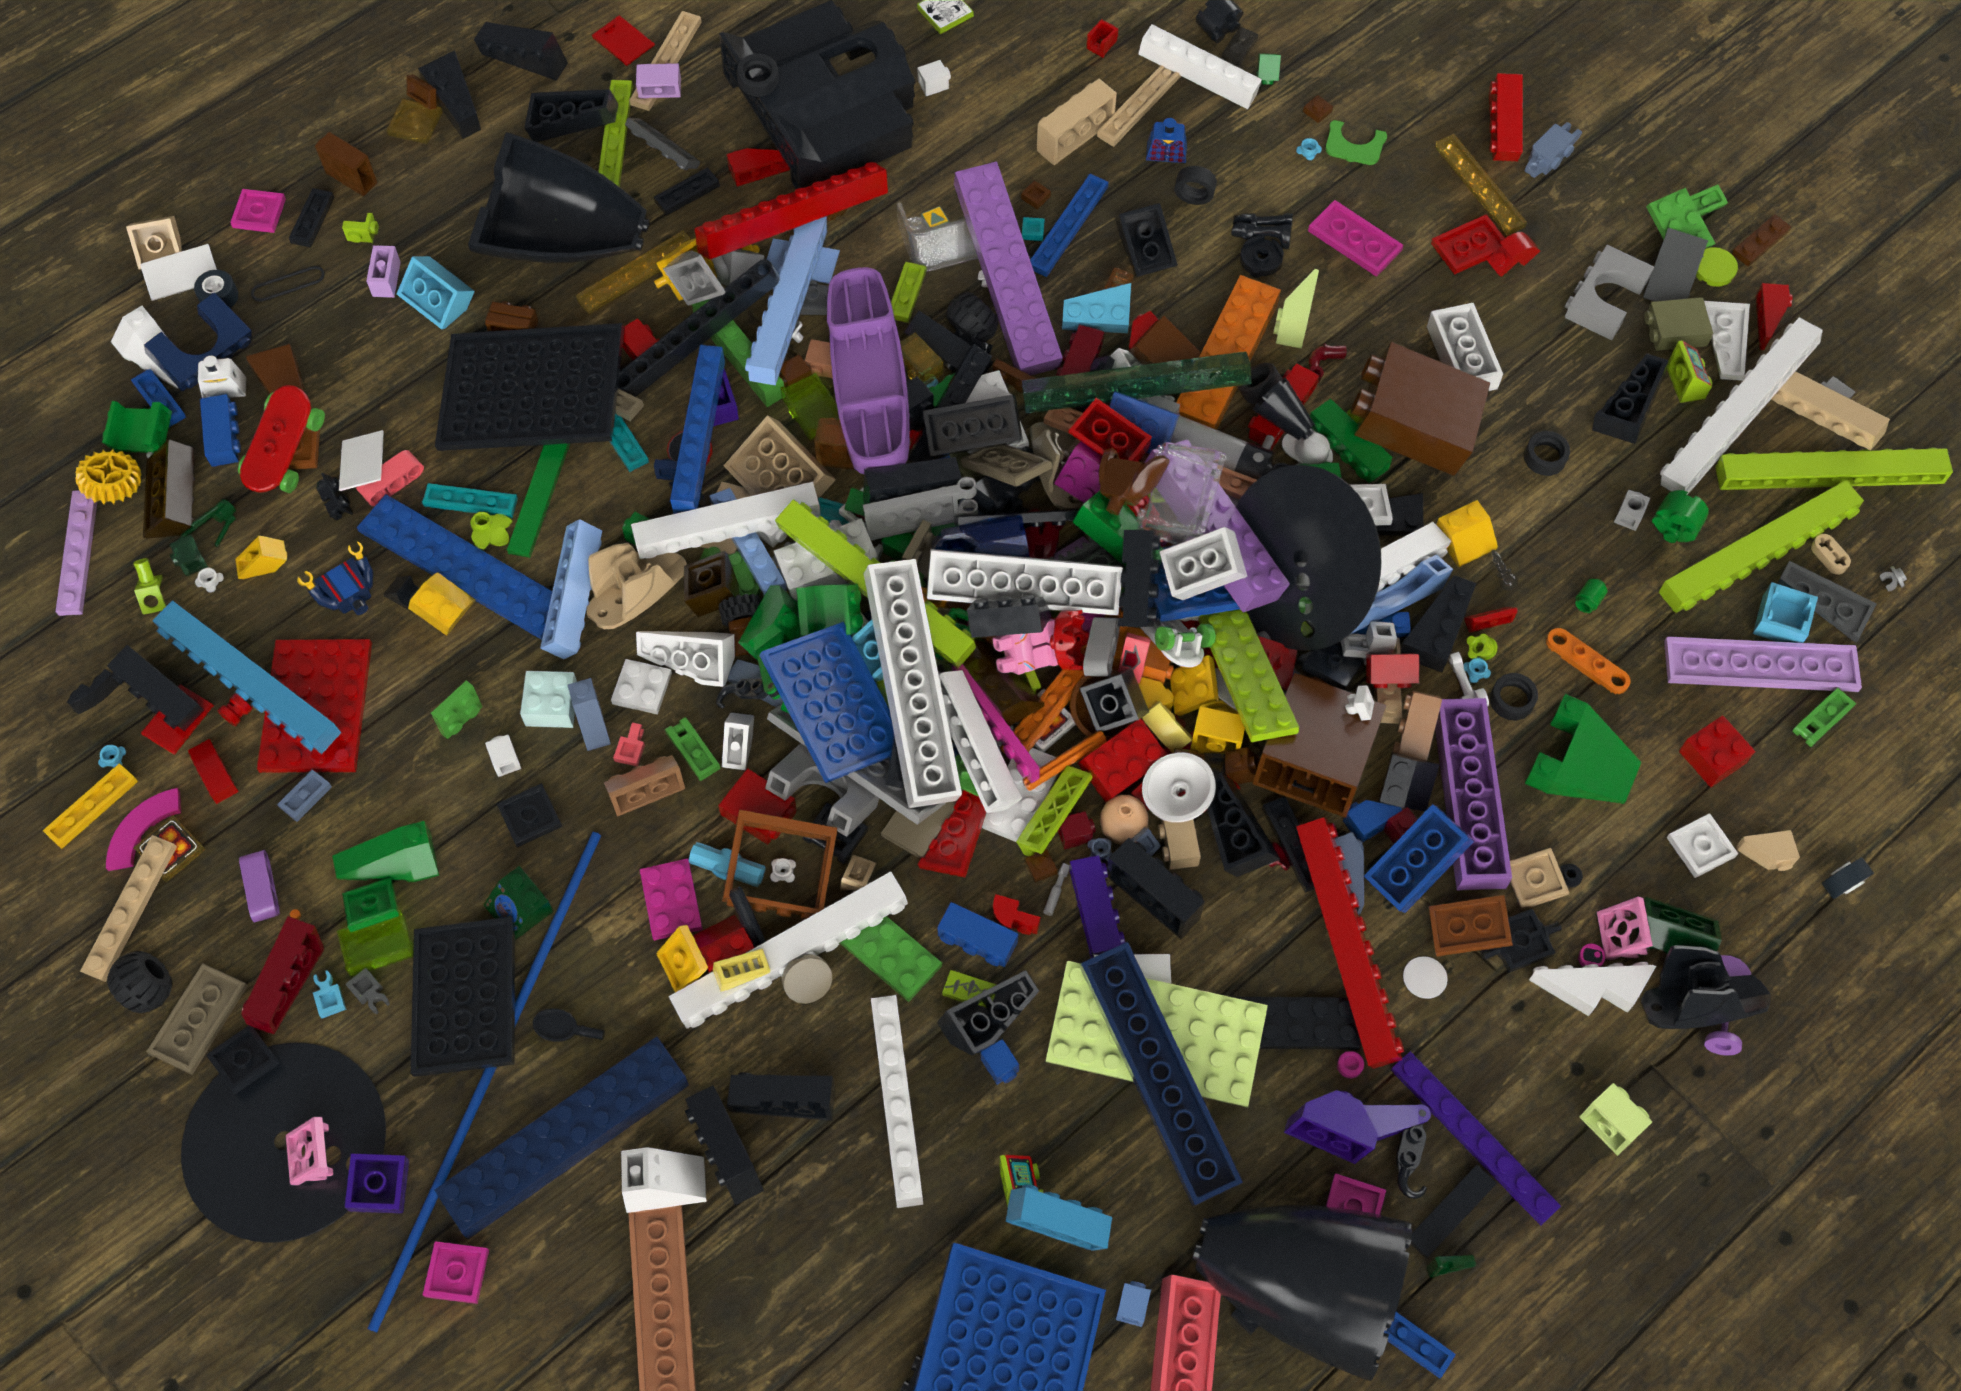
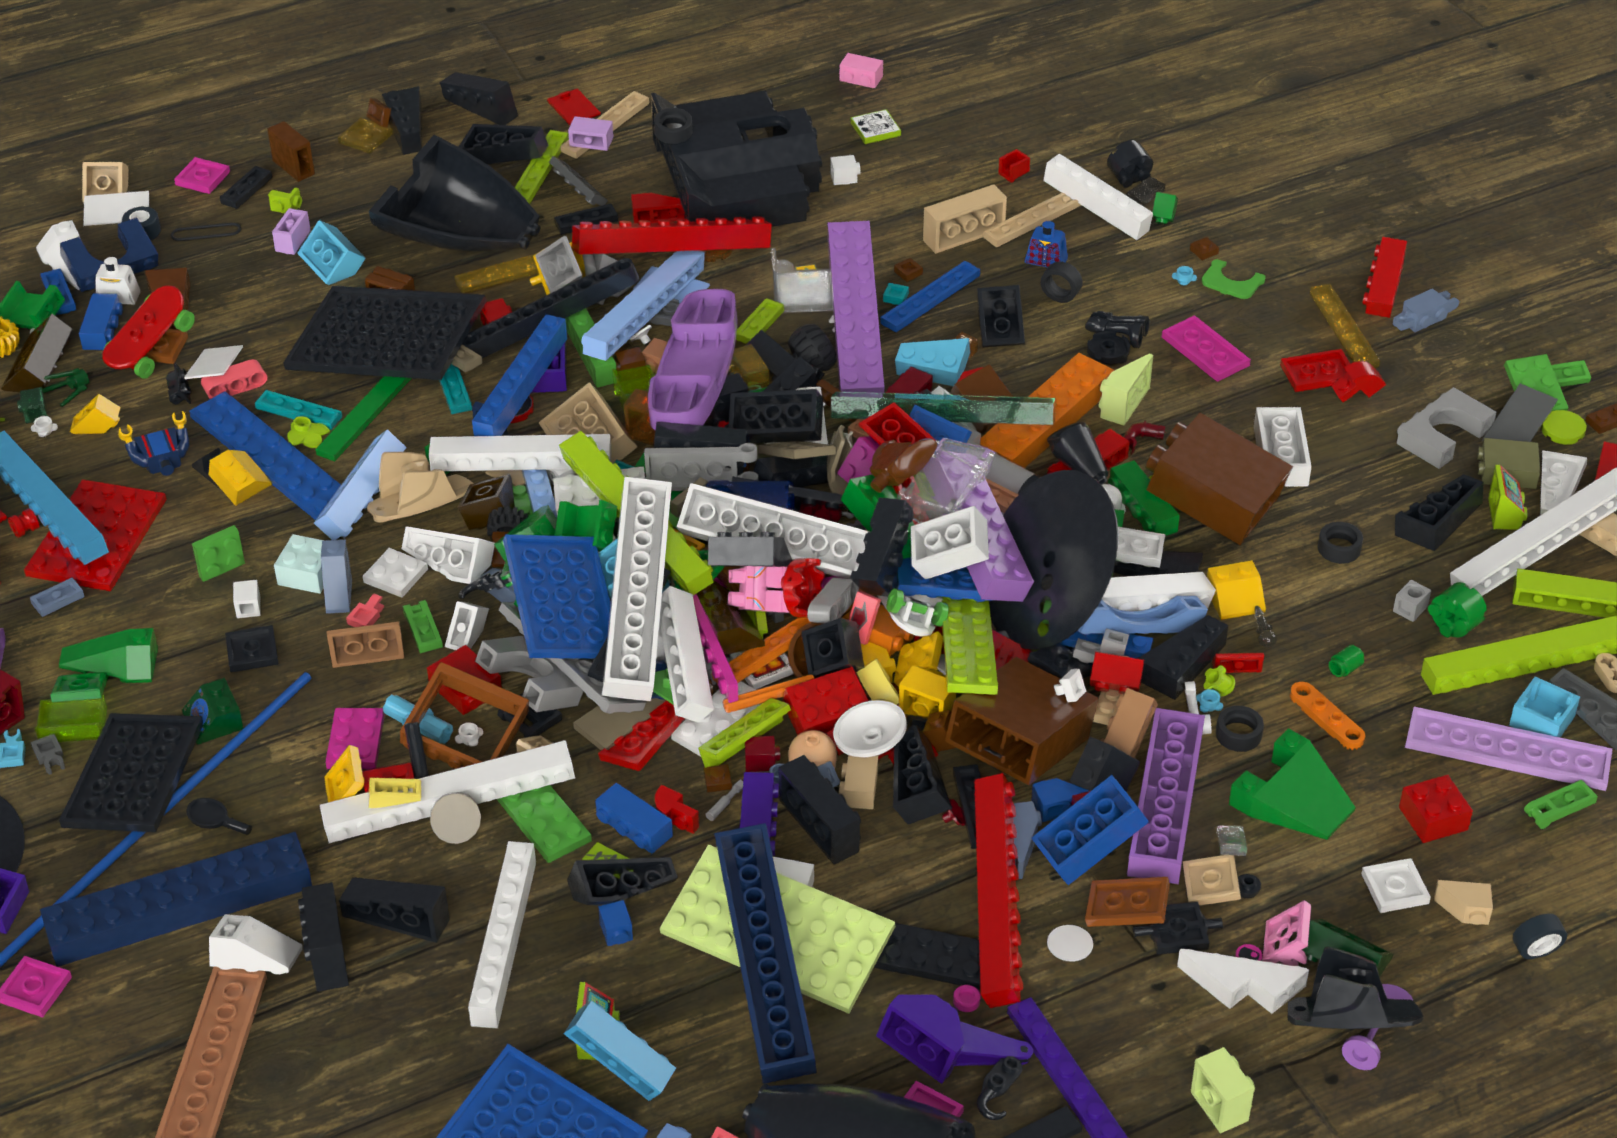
camera: 15 degrees right, 20 degrees down
(1544, 831) = (1231, 840): none -> clear tile

